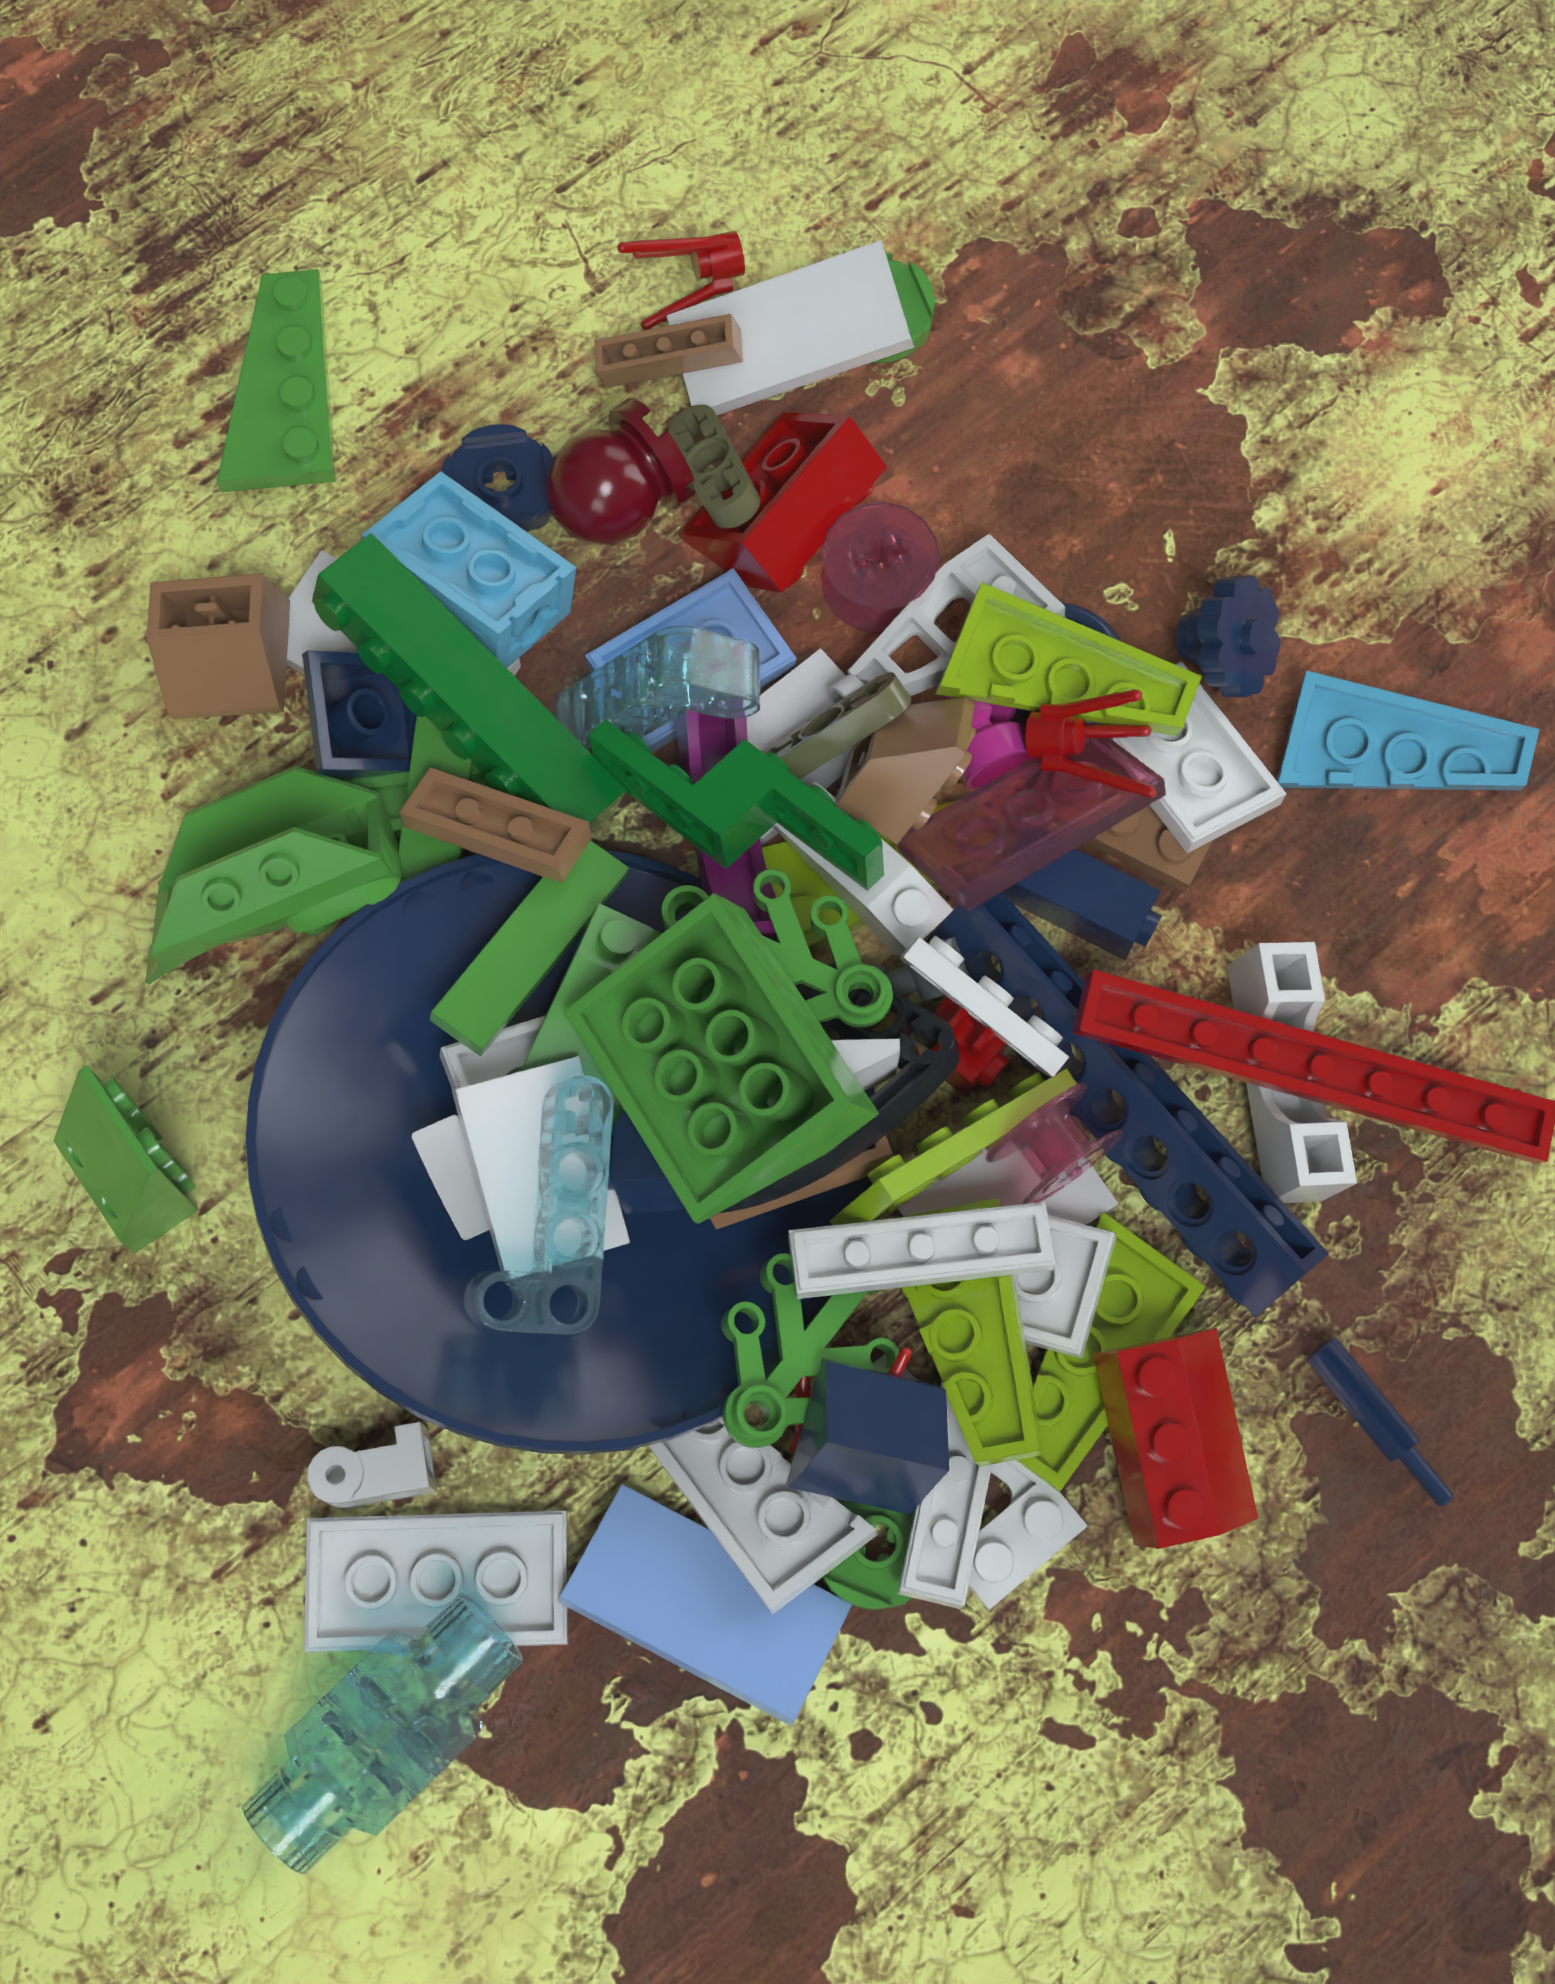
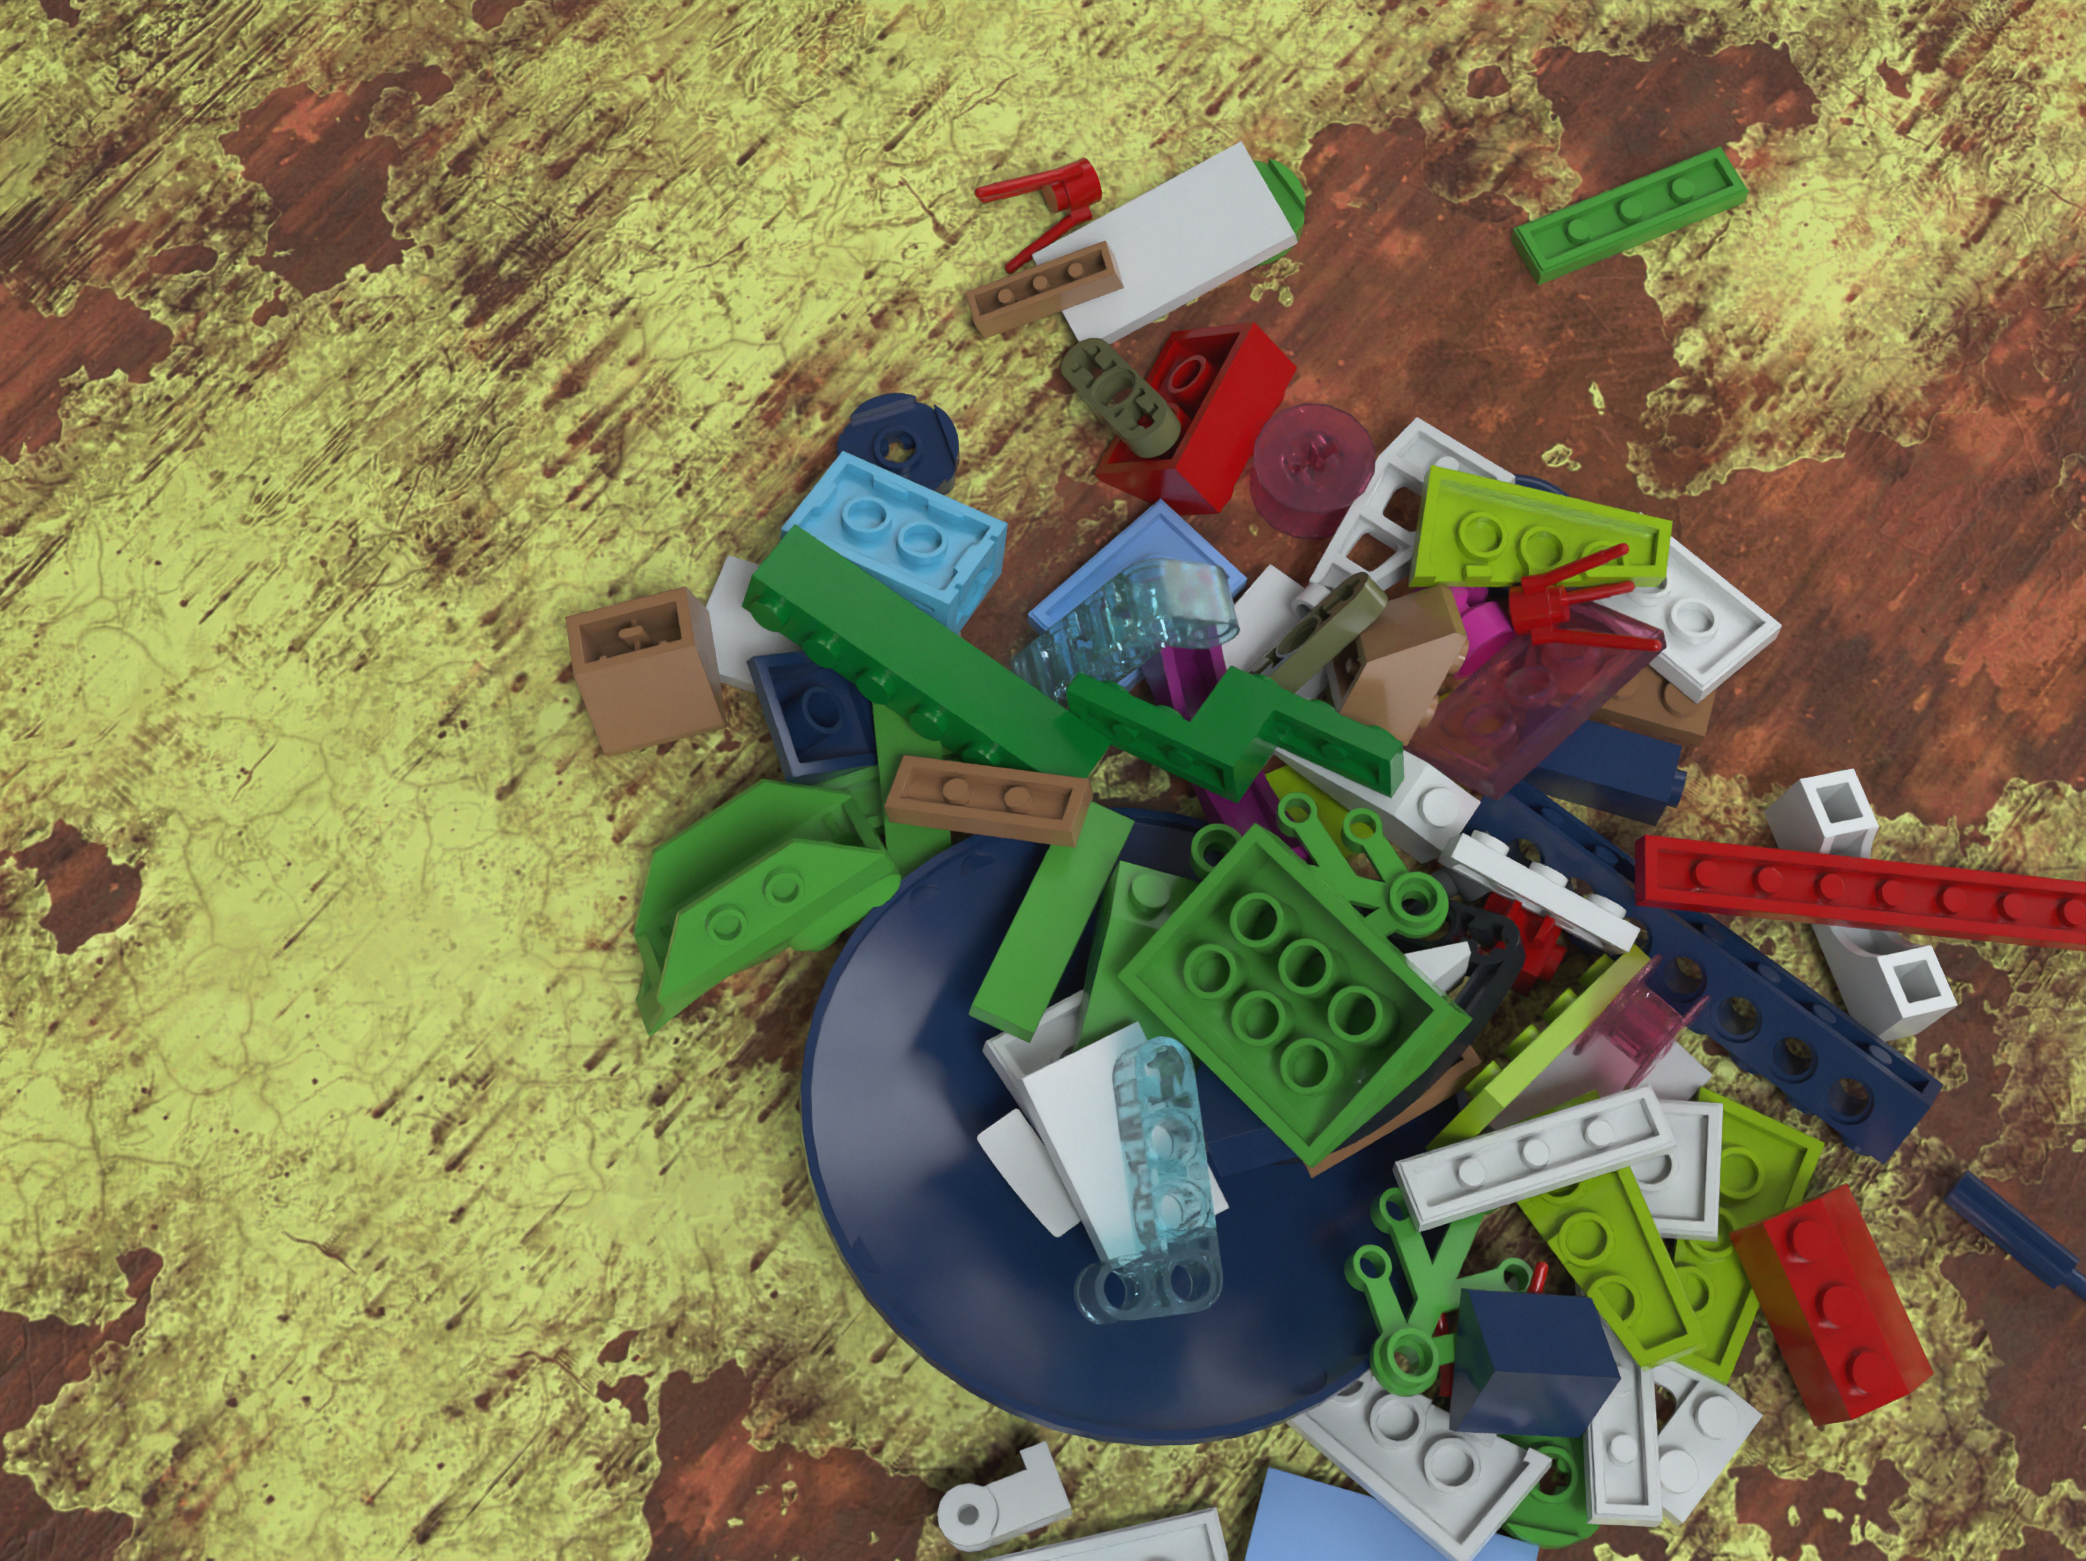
camera: 10 degrees left, 5 degrees down
(121, 1161) = (668, 1227): bright green slope -> none
(282, 397) = (650, 407): bright green wing -> none
(610, 481) = (1022, 428): dark red tile -> none
(1232, 636) = (1688, 477): dark blue plant -> none
(1241, 375) = (1629, 215): none -> bright green tile
(1387, 740) = (1866, 554): medium azure wing -> none

